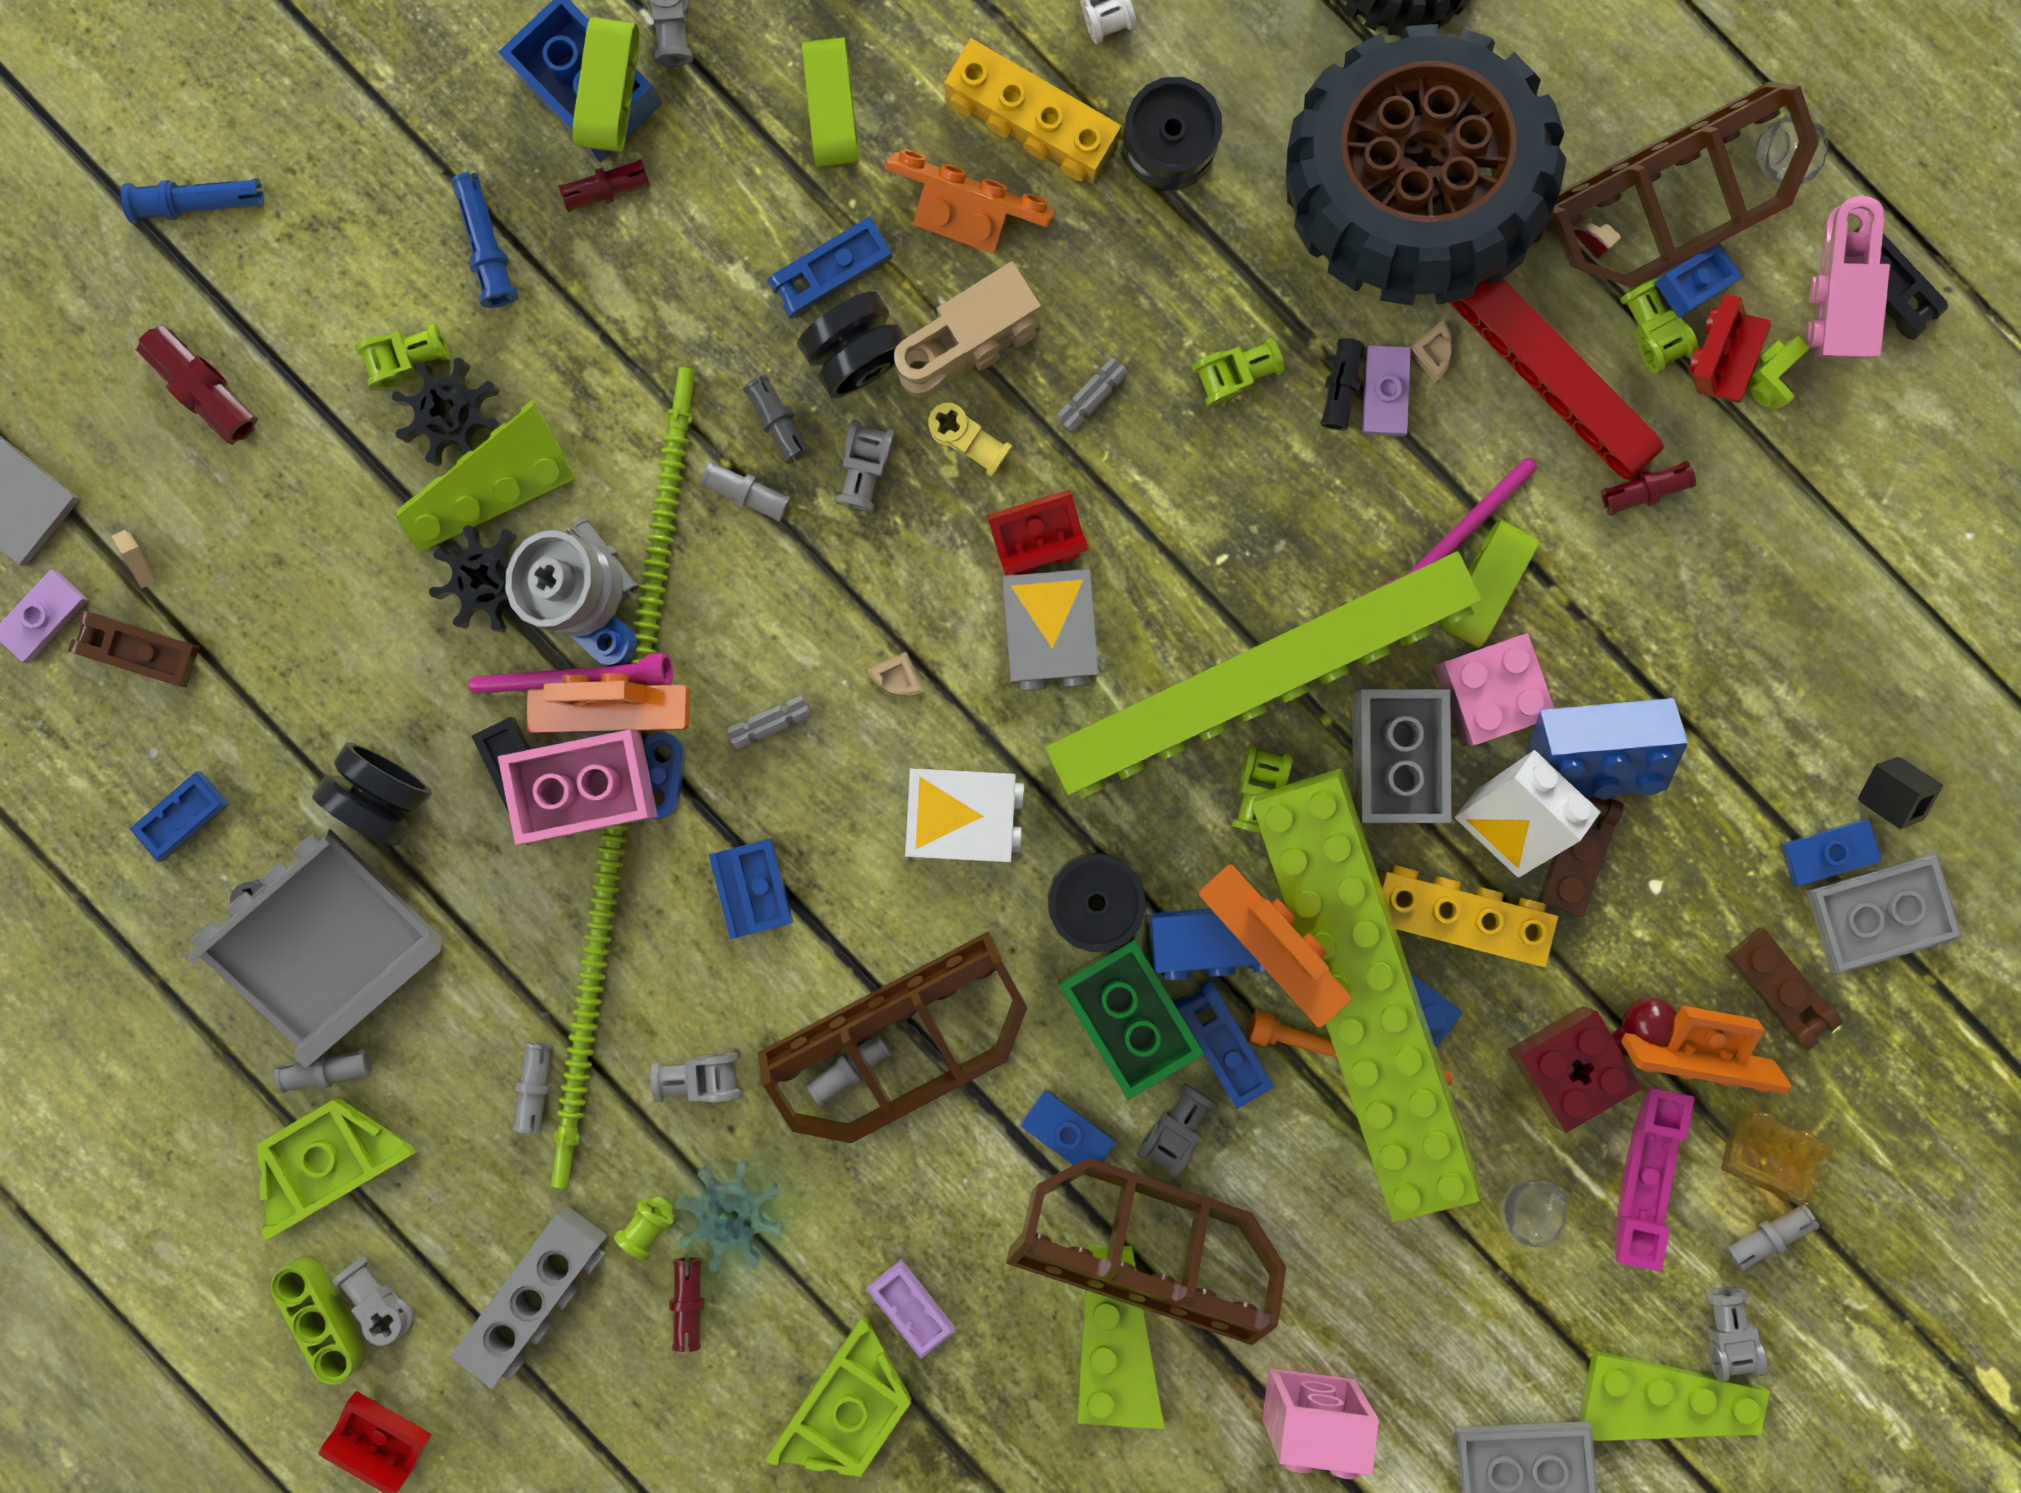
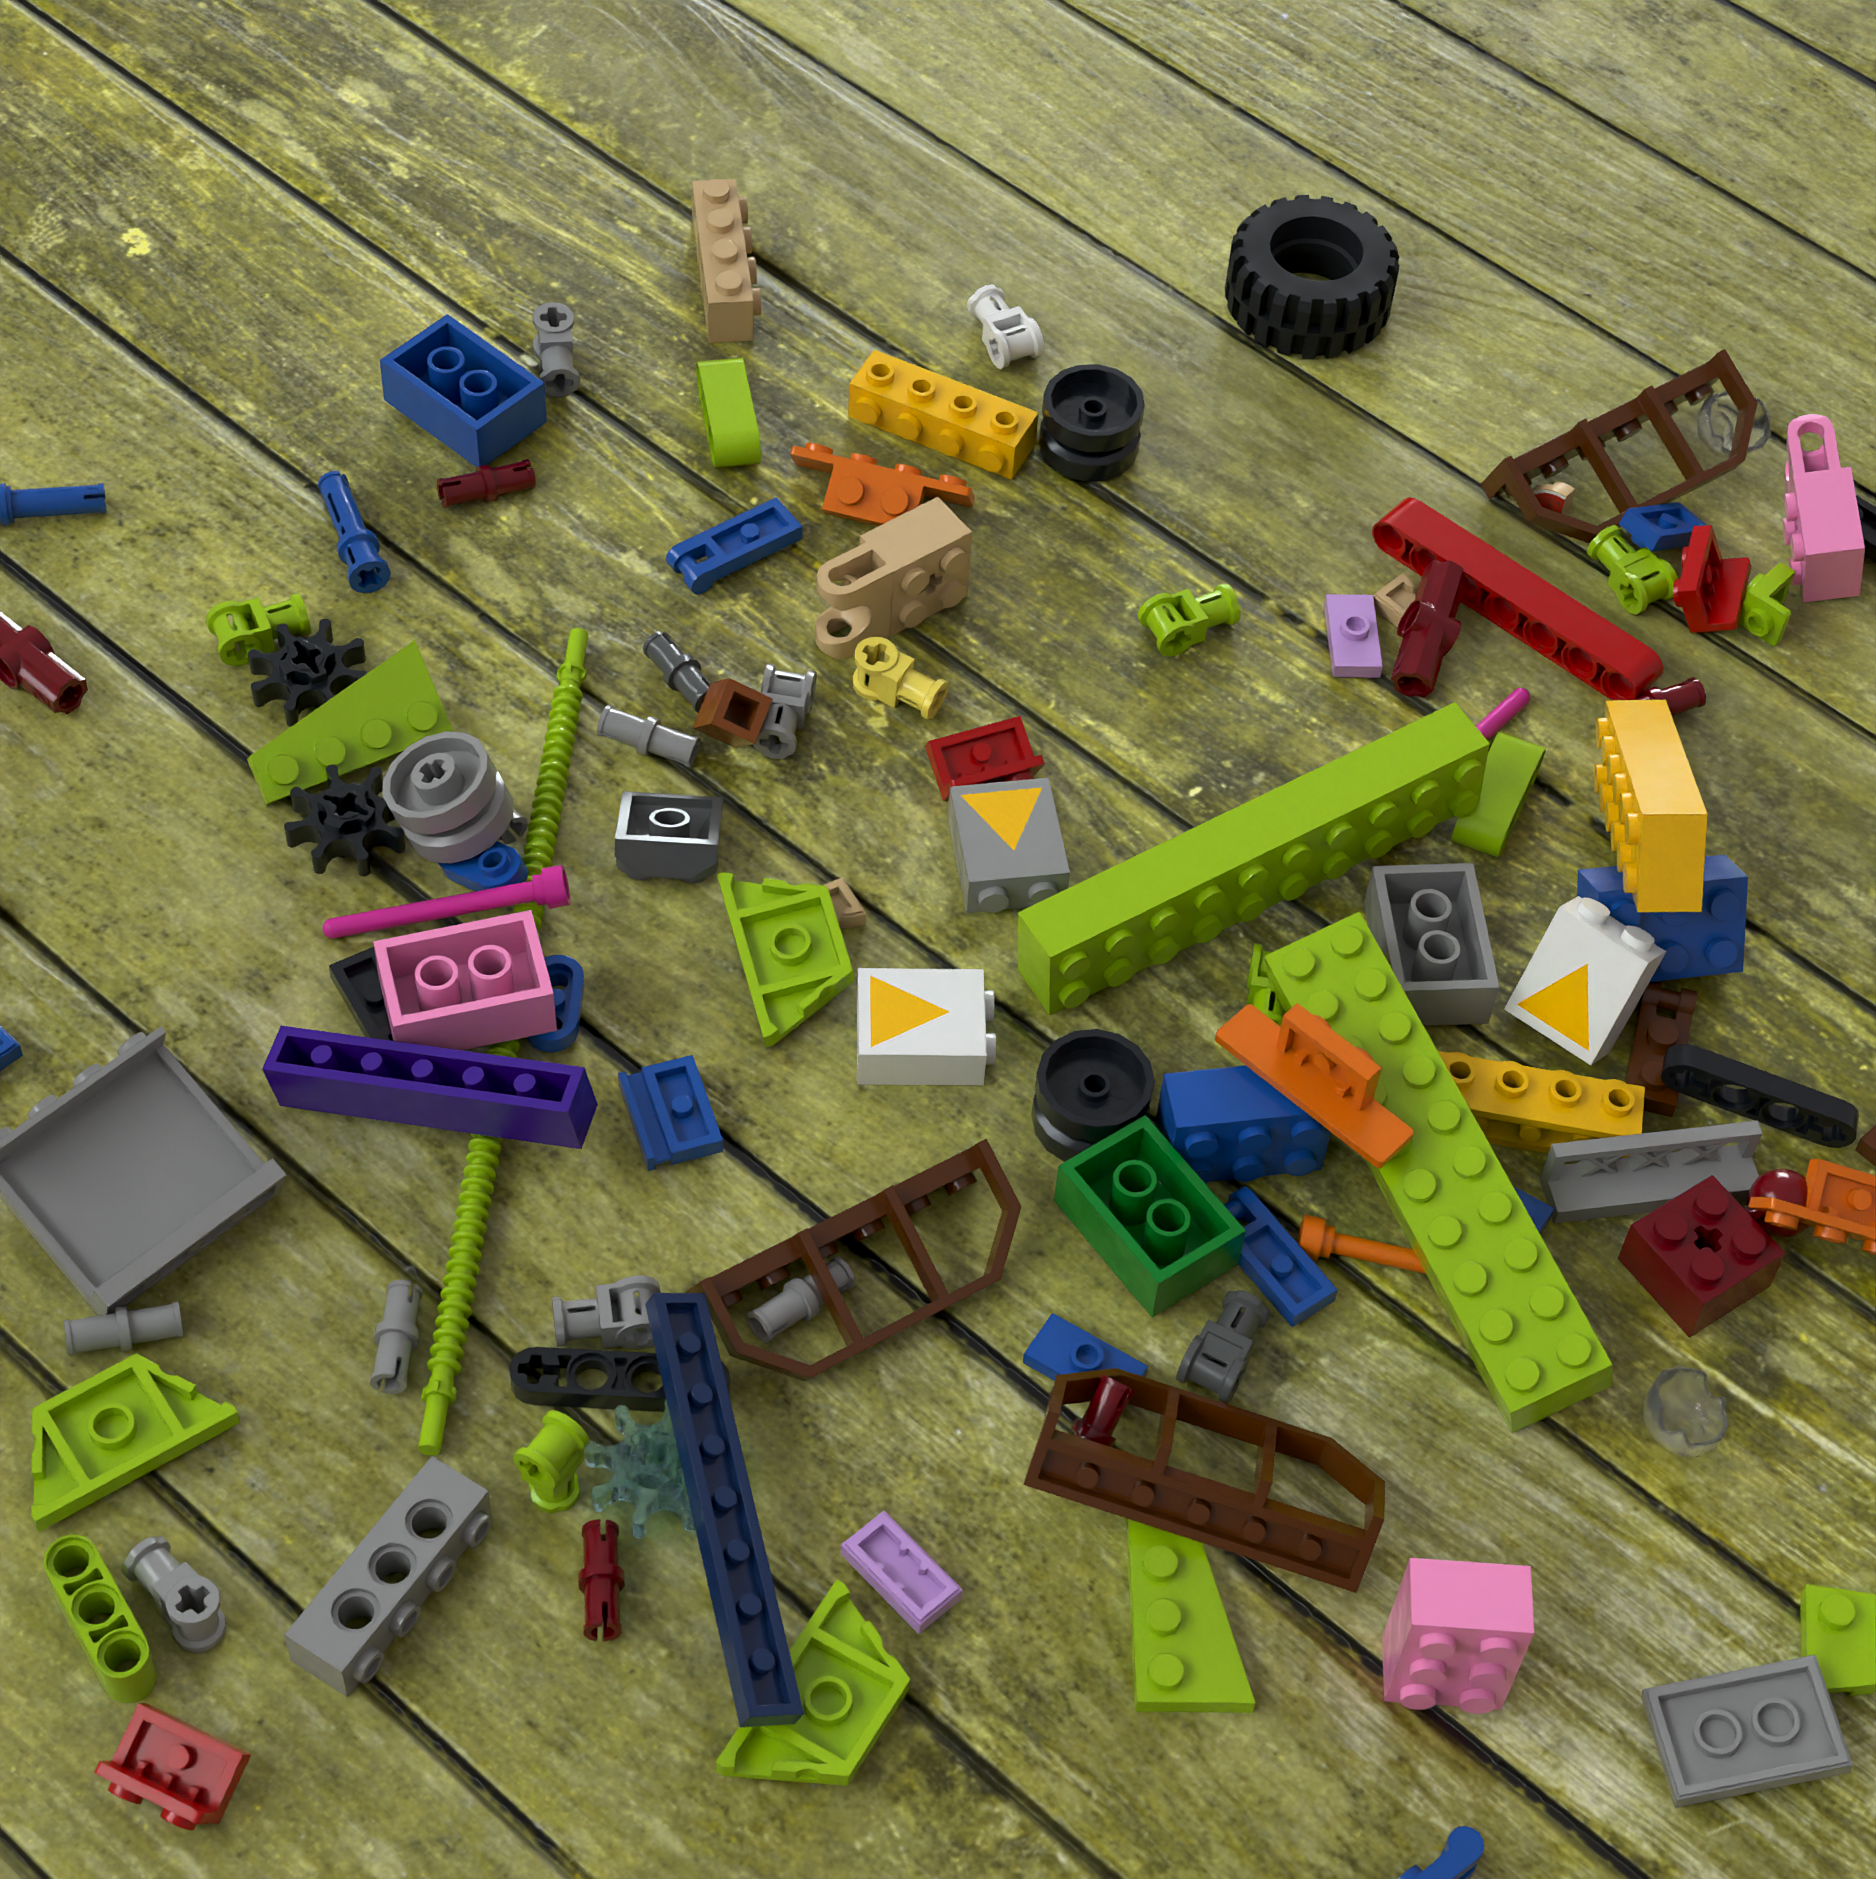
camera: 10 degrees left, 35 degrees down
(371, 794) = (211, 1010): black wheel -> none
(551, 882) = (431, 1086): none -> dark purple brick
(606, 84) = (497, 373): lime beam -> none
(606, 706) = (503, 893): orange bracket -> none
(705, 1137) = (618, 1390): none -> black beam
(758, 604) = (668, 836): none -> dark grey slope
(769, 722) = (684, 951): light grey axle -> none
(773, 1272) = (724, 1511): none -> dark blue plate
(816, 484) = (732, 713): none -> dark orange brick
(851, 344) = (766, 590): black wheel -> none
(853, 730) = (787, 949): none -> lime wing
(1067, 1209) = (1103, 1412): none -> dark red pin
(1092, 395) = (1031, 646): light grey axle -> none
(1342, 384) = (1304, 628): black pin -> none
(1439, 93) = (1357, 424): black wheel -> none
(1455, 395) = (1428, 629): none -> dark red piece
(1494, 690) = (1522, 880): bright pink brick -> none
(1550, 987) = (1653, 1174): none -> light grey fence
(1617, 662) = (1651, 806): none -> yellow brick
(1649, 1177) = (1822, 1370): dark pink slope -> none
(1654, 920) = (1815, 1114): none -> black beam

